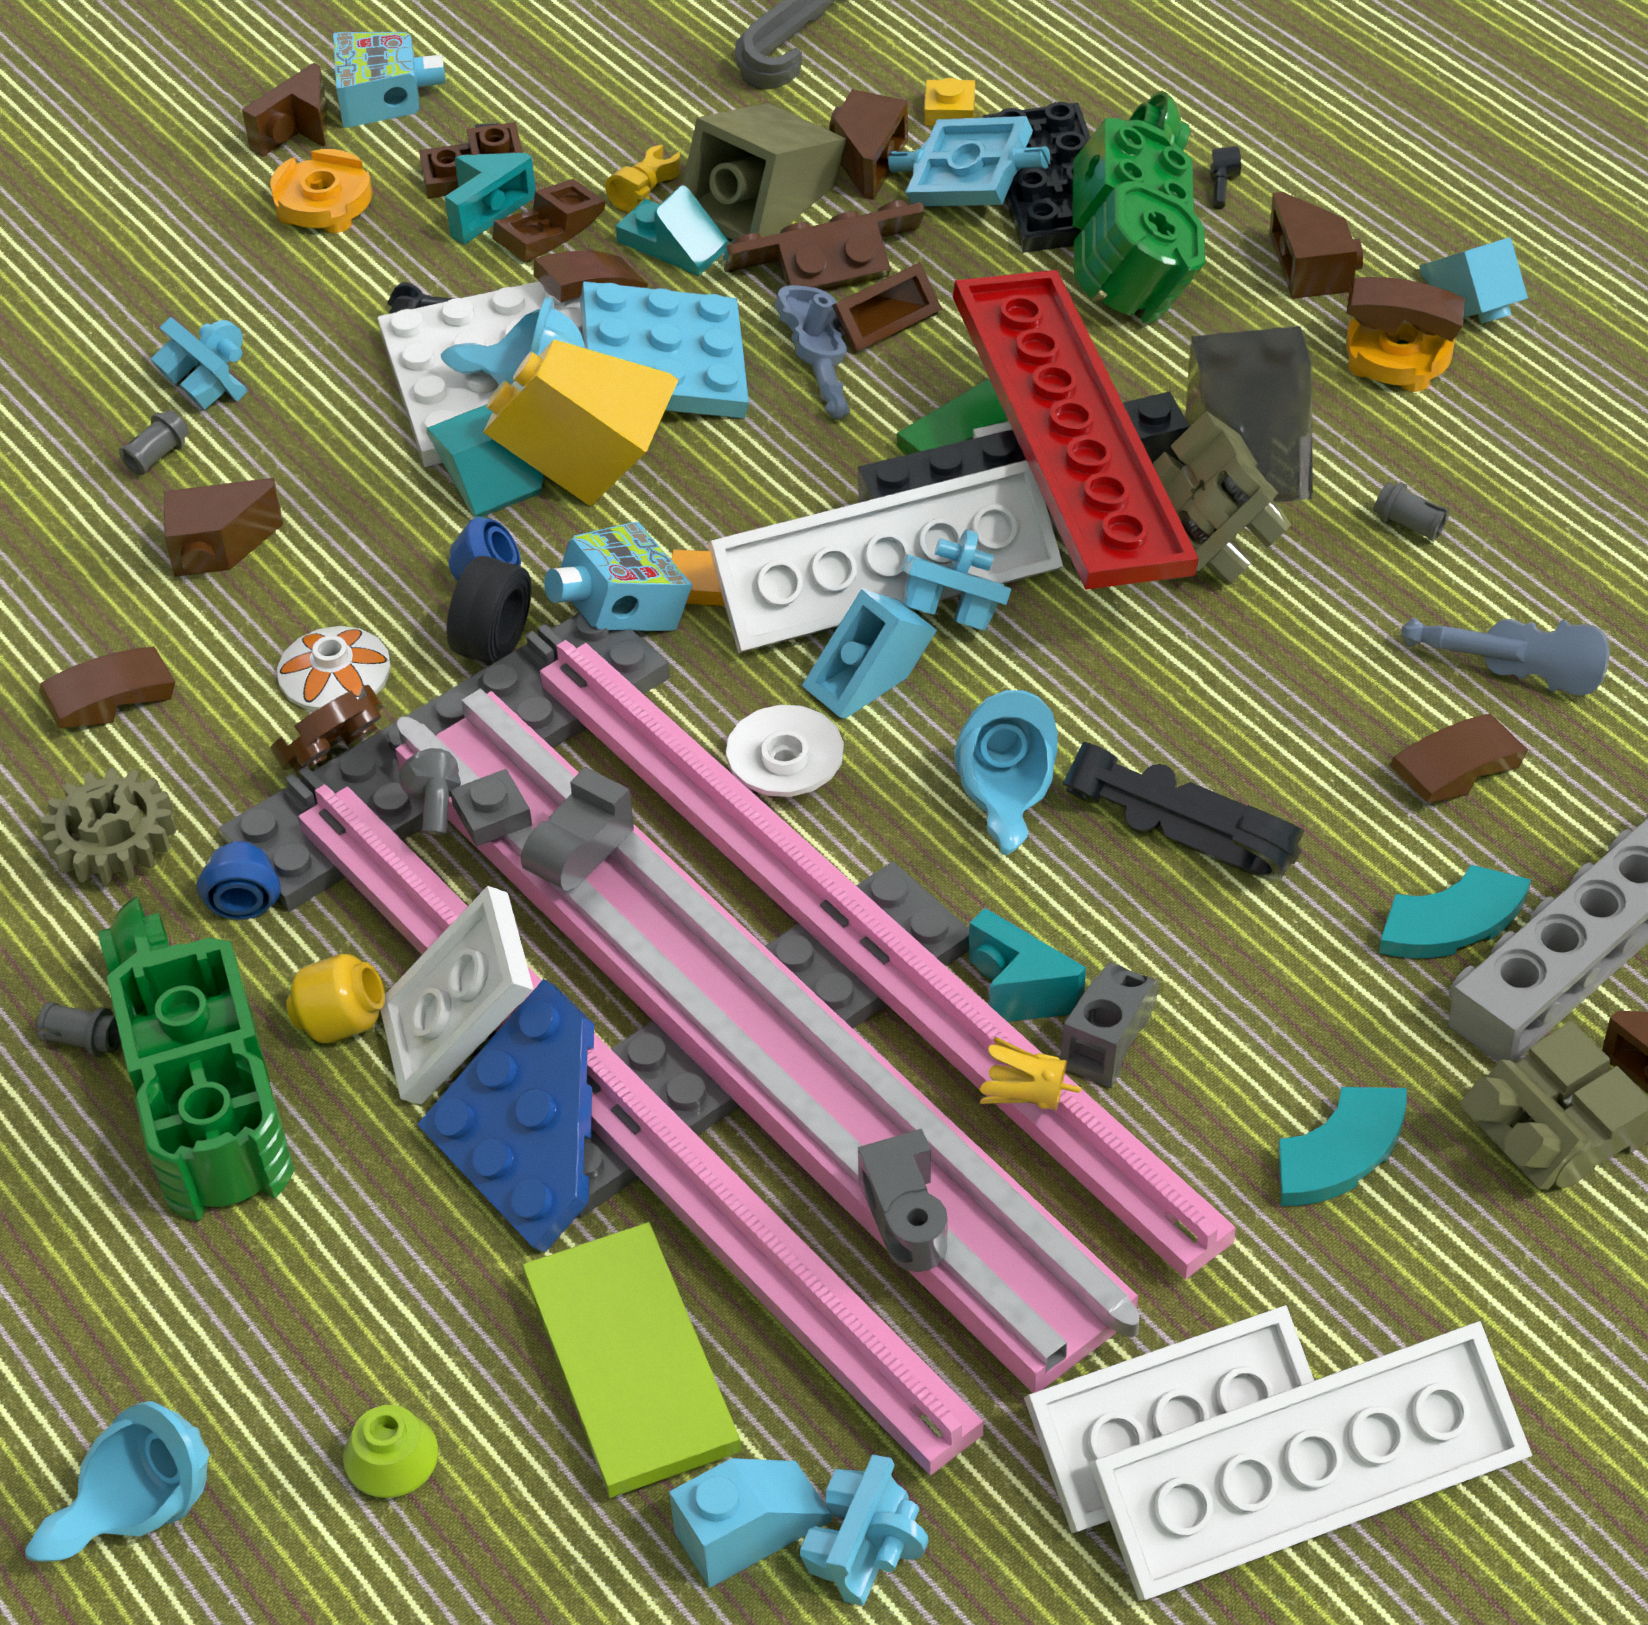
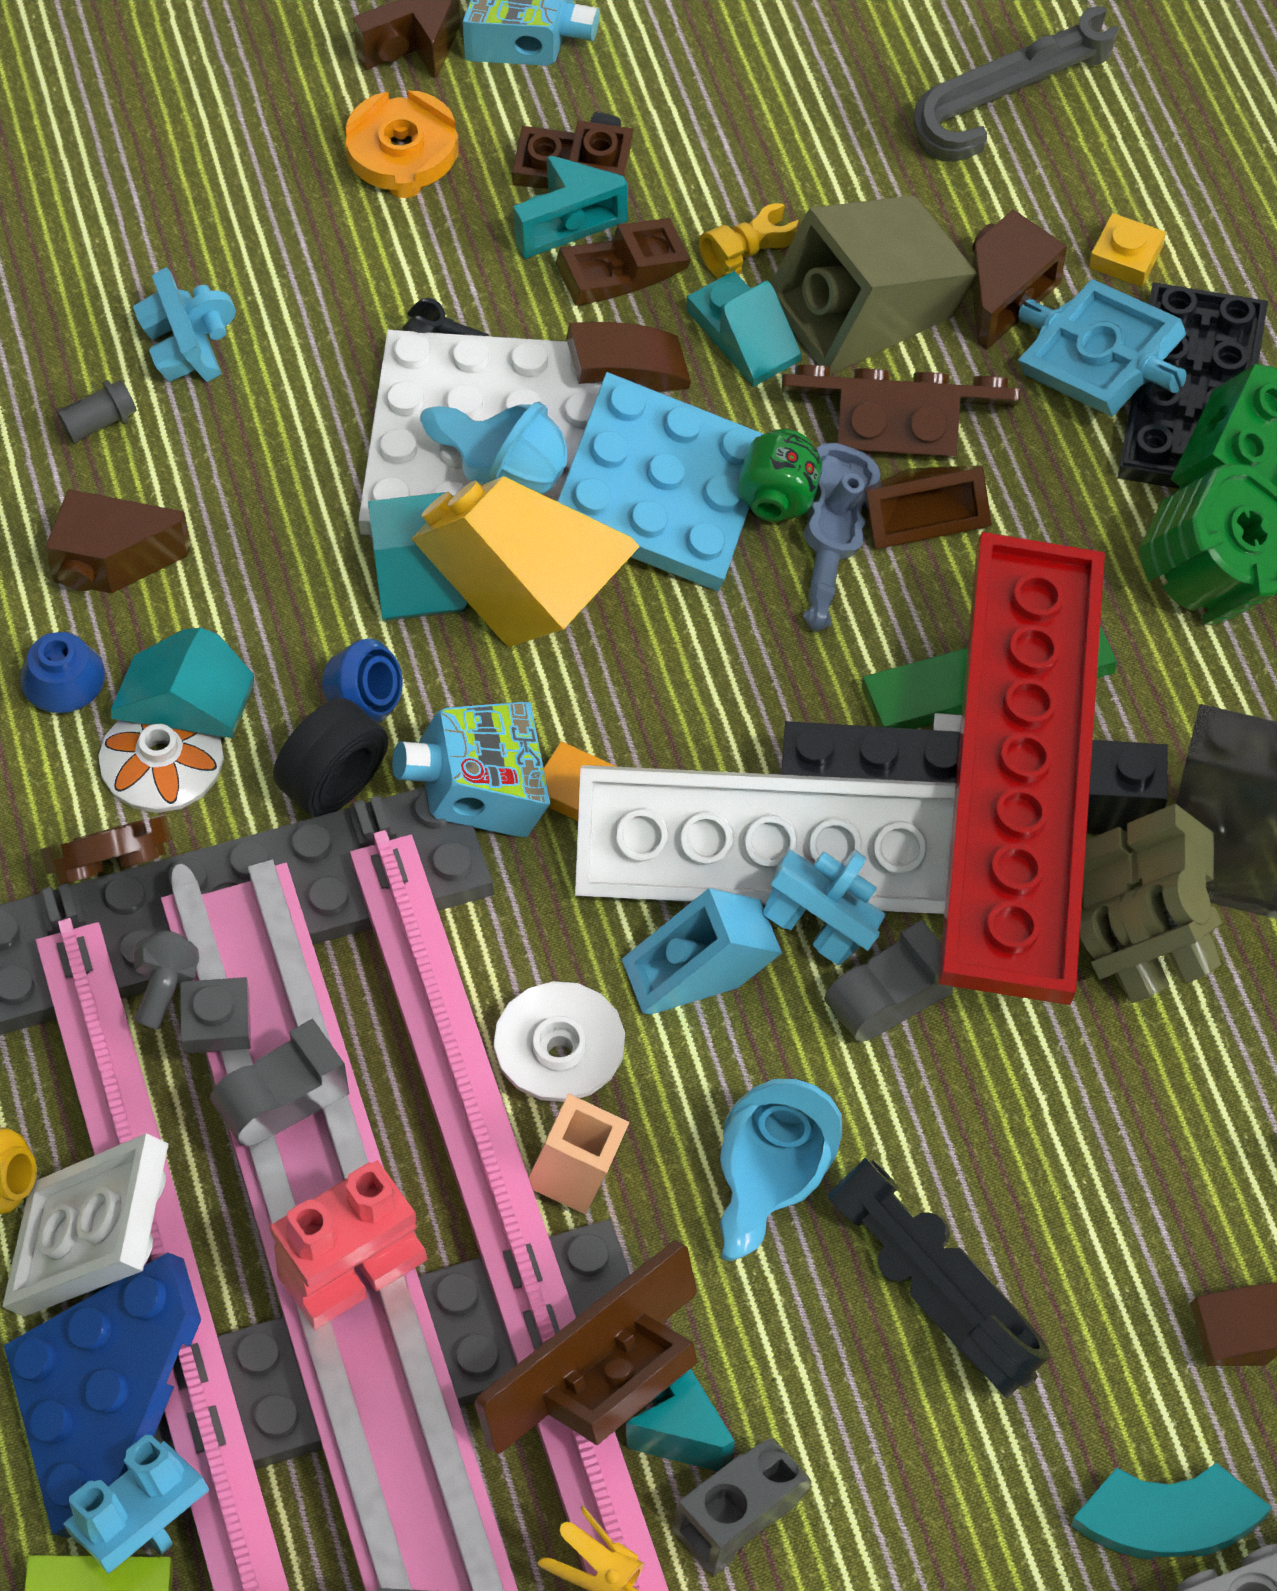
camera: 20 degrees right, 10 degrees up
(217, 631) = (61, 673): none -> blue cone
(331, 603) = (186, 684): none -> teal slope
(605, 1186) = (135, 1507): none -> medium azure hips
(697, 915) = (348, 1226): none -> coral hips
(760, 313) = (780, 475): none -> green head
(845, 816) = (577, 1153): none -> light nougat brick
(951, 937) = (602, 1361): none -> reddish brown bracket
(1037, 625) = (890, 985): none -> dark grey leg

